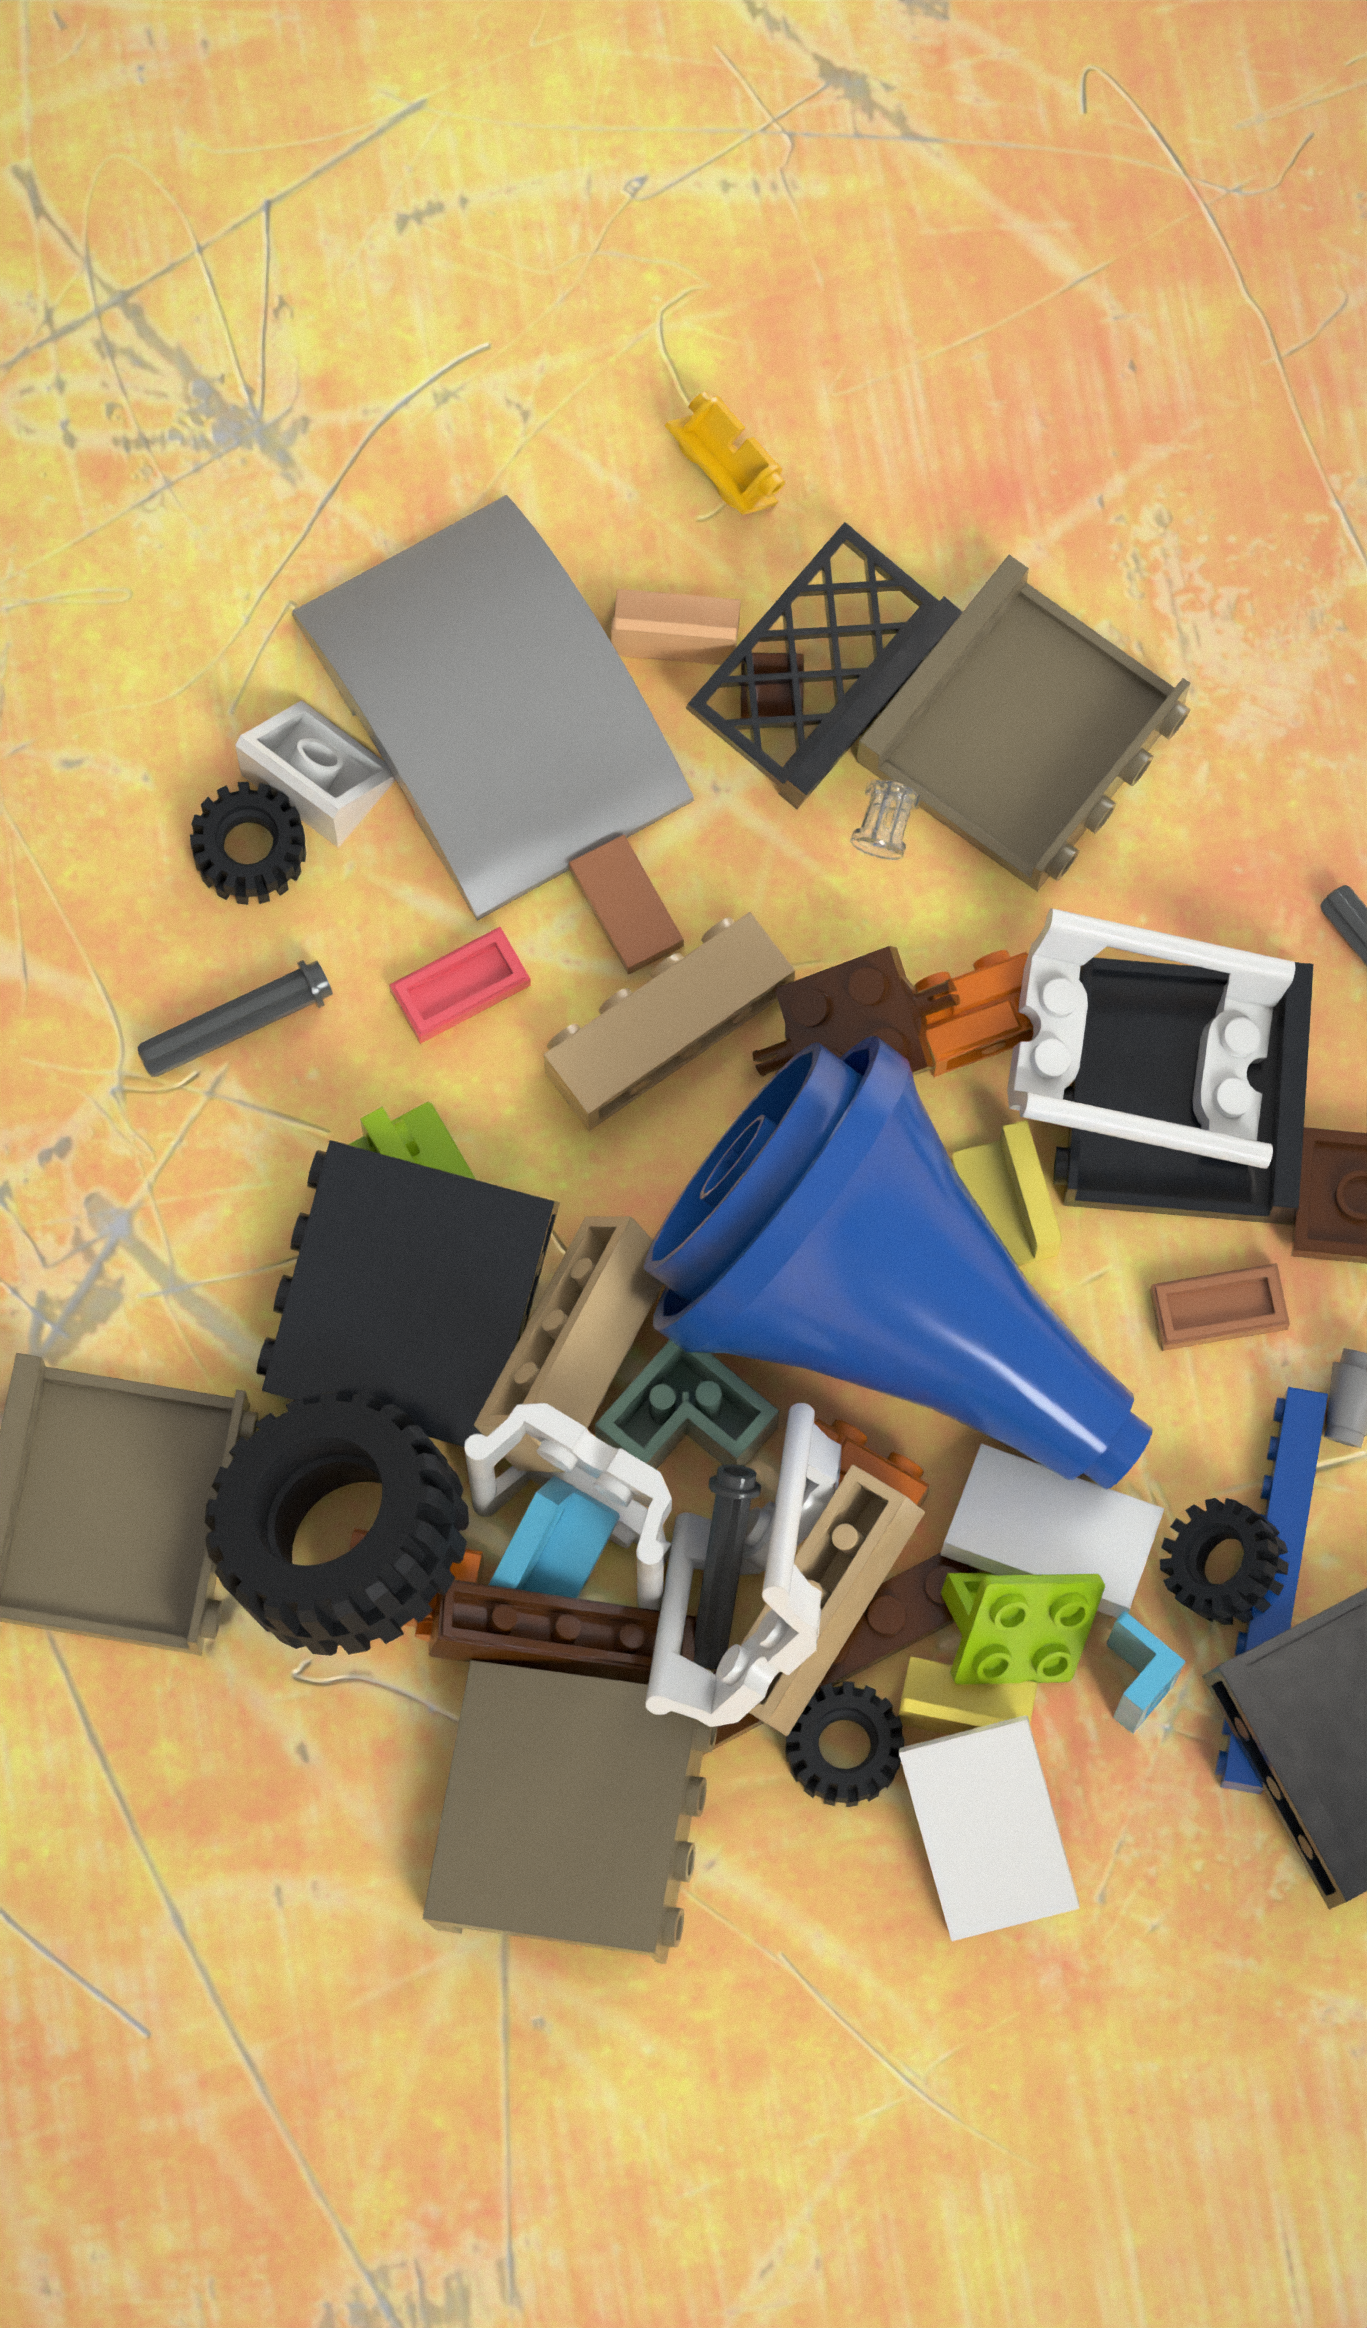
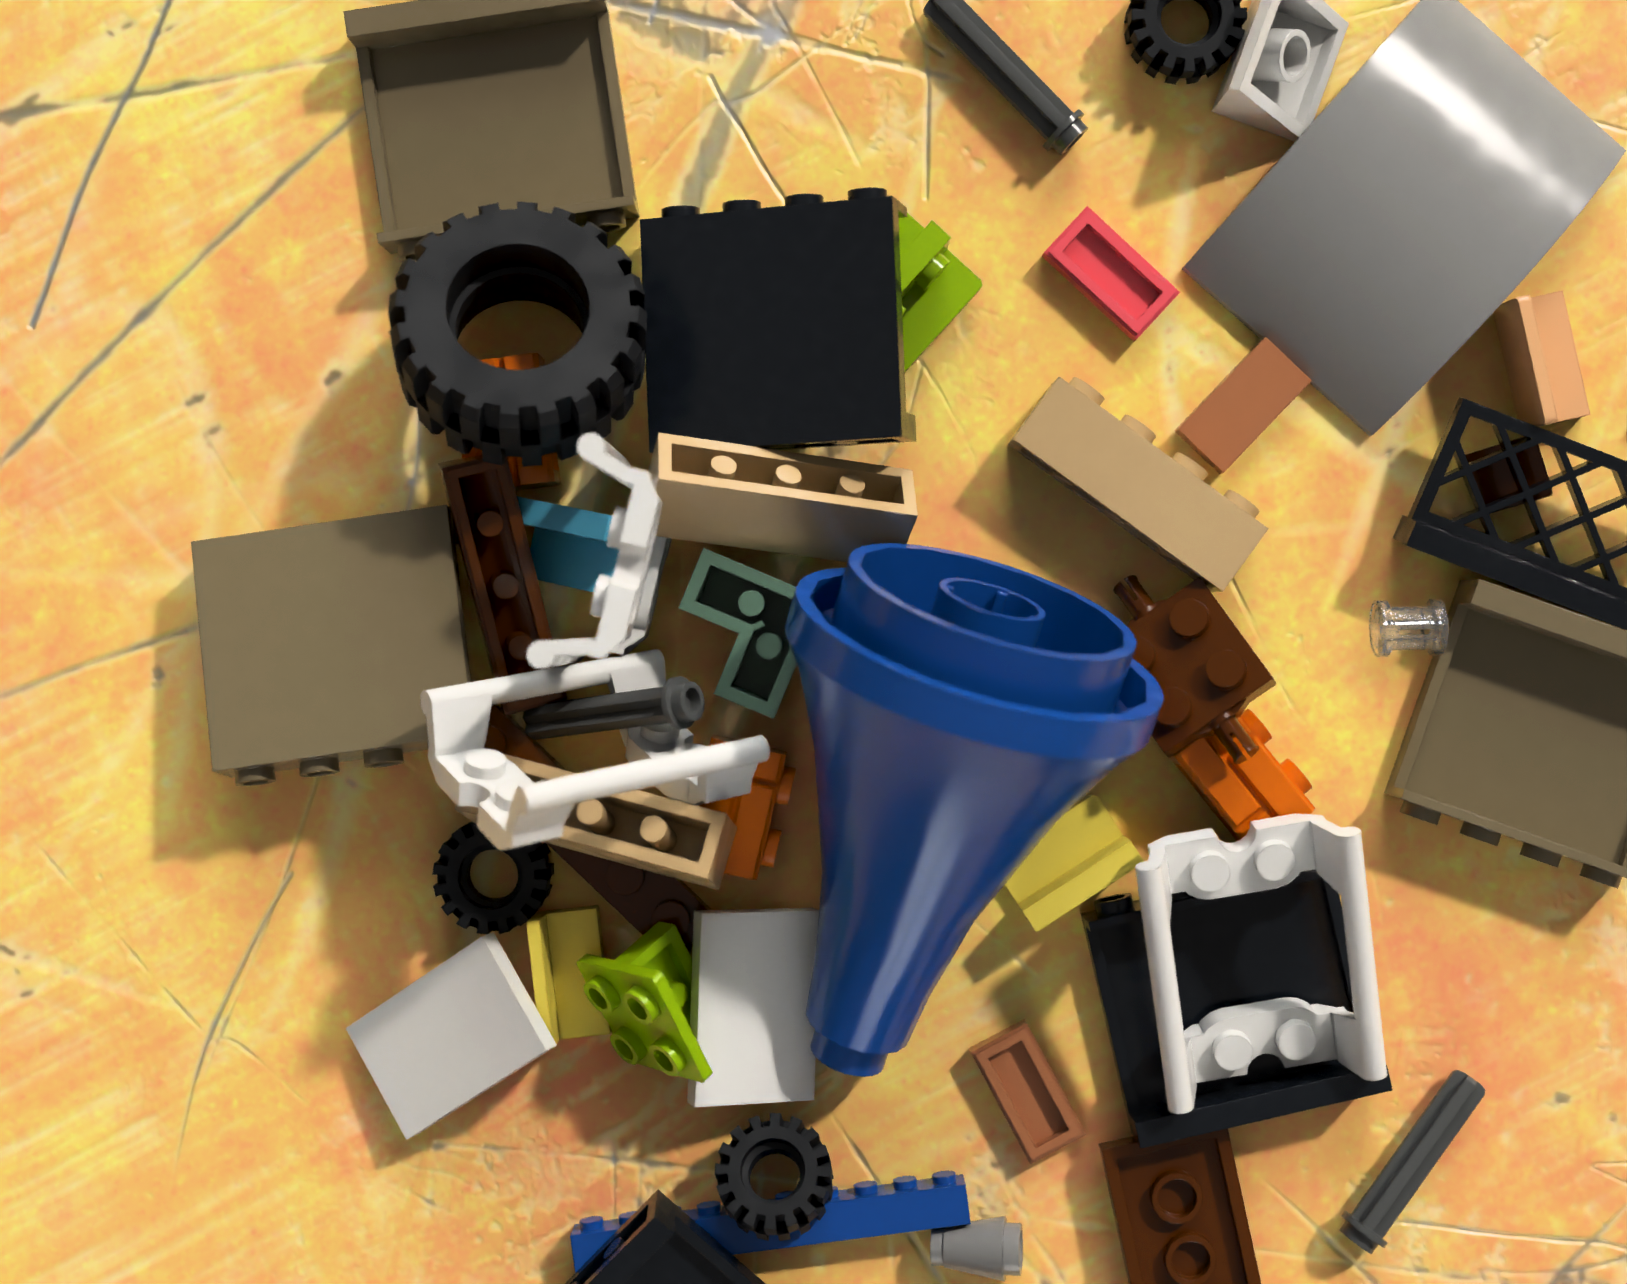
camera: 75 degrees right, 15 degrees up
(1154, 1661) = (631, 1146): medium azure panel -> none

